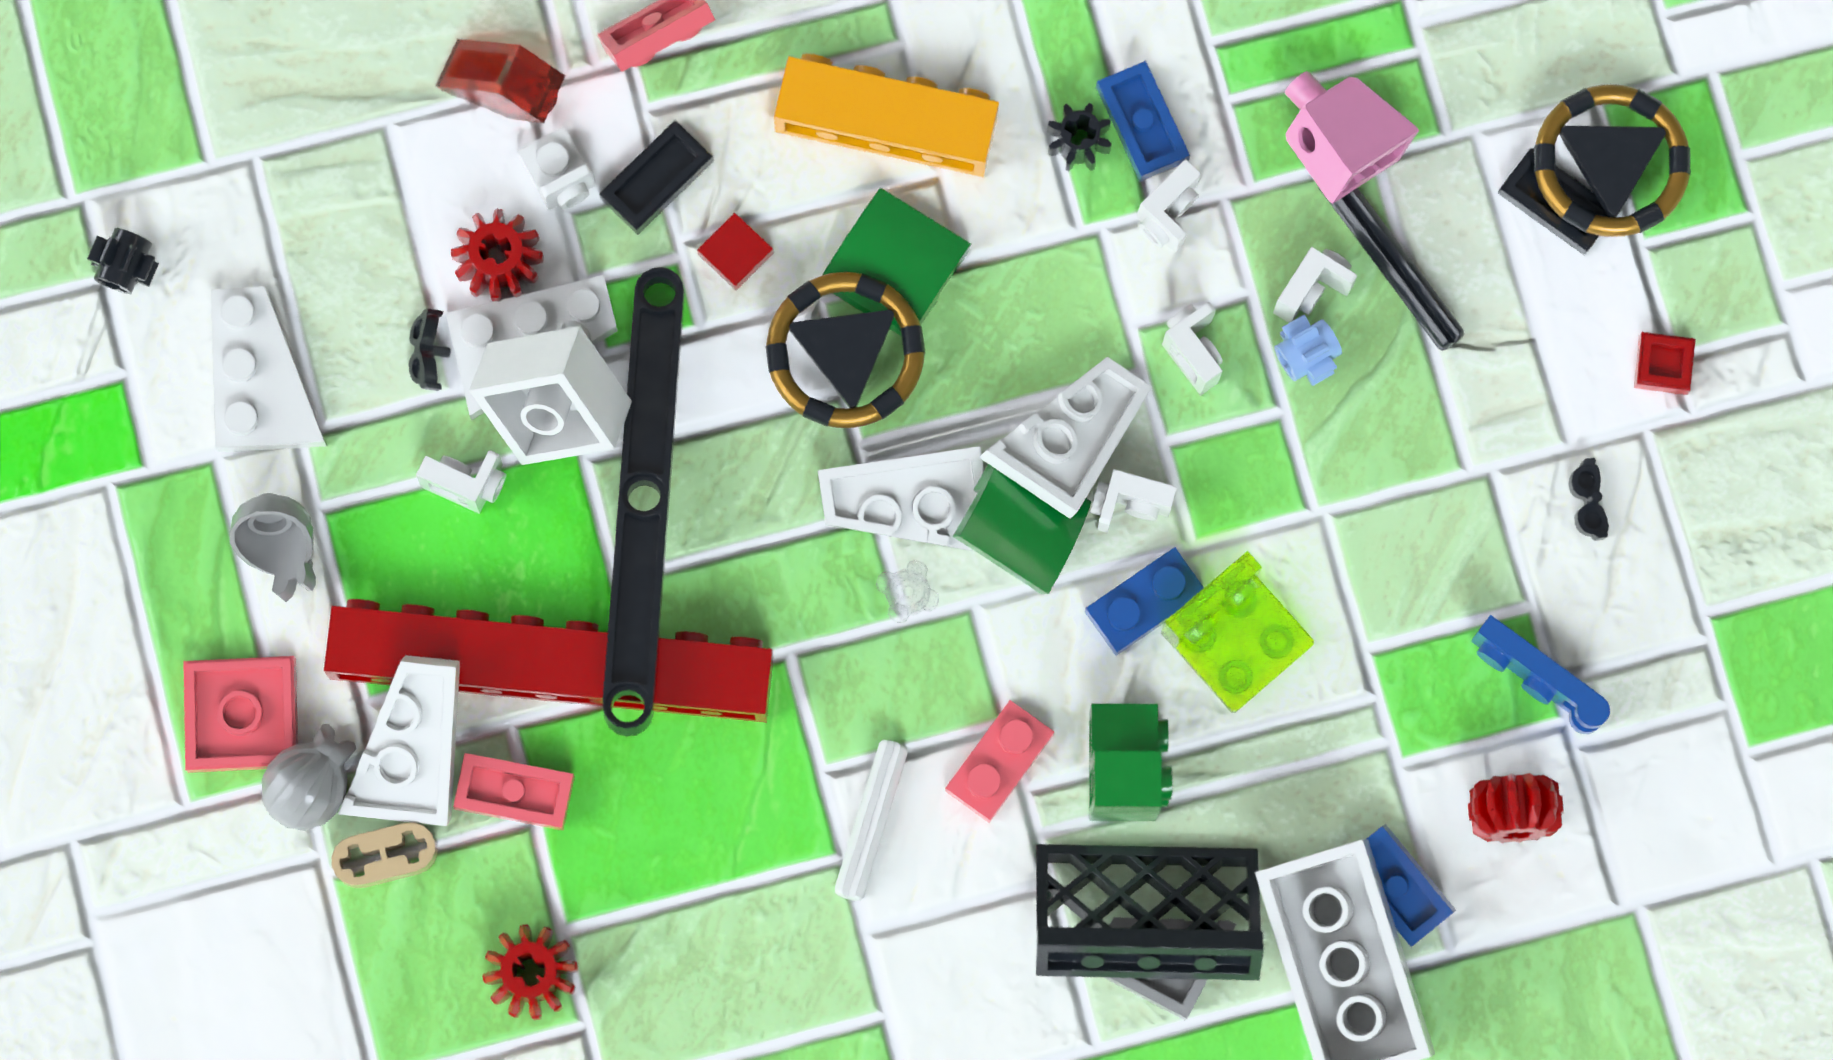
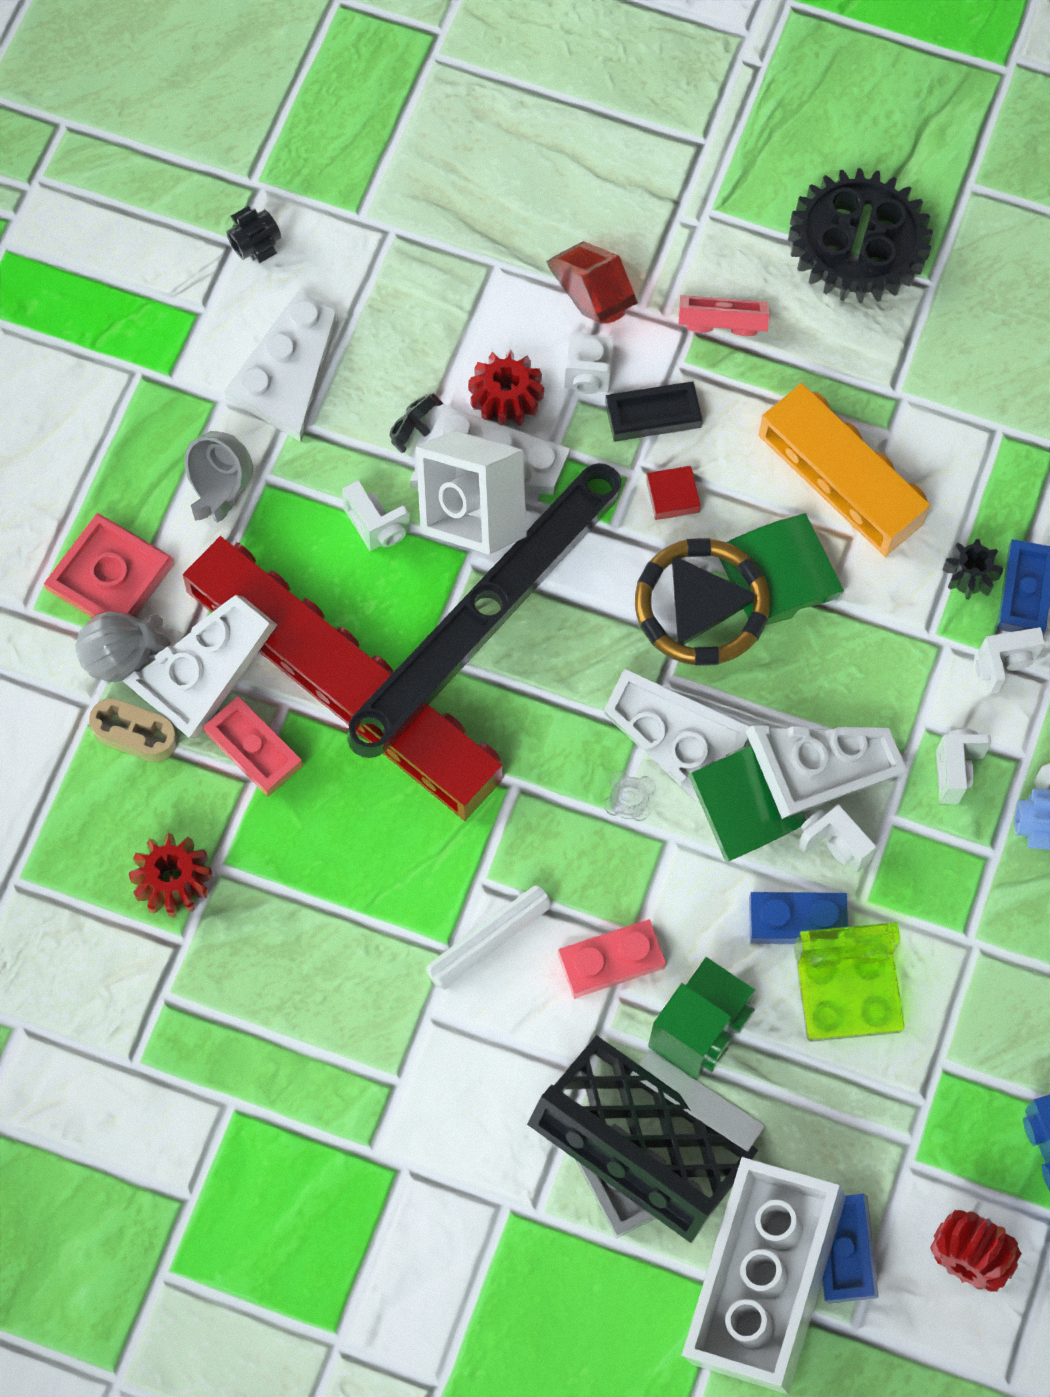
camera: 35 degrees right, 10 degrees down
(1177, 838) = (703, 1102): none -> white sticker

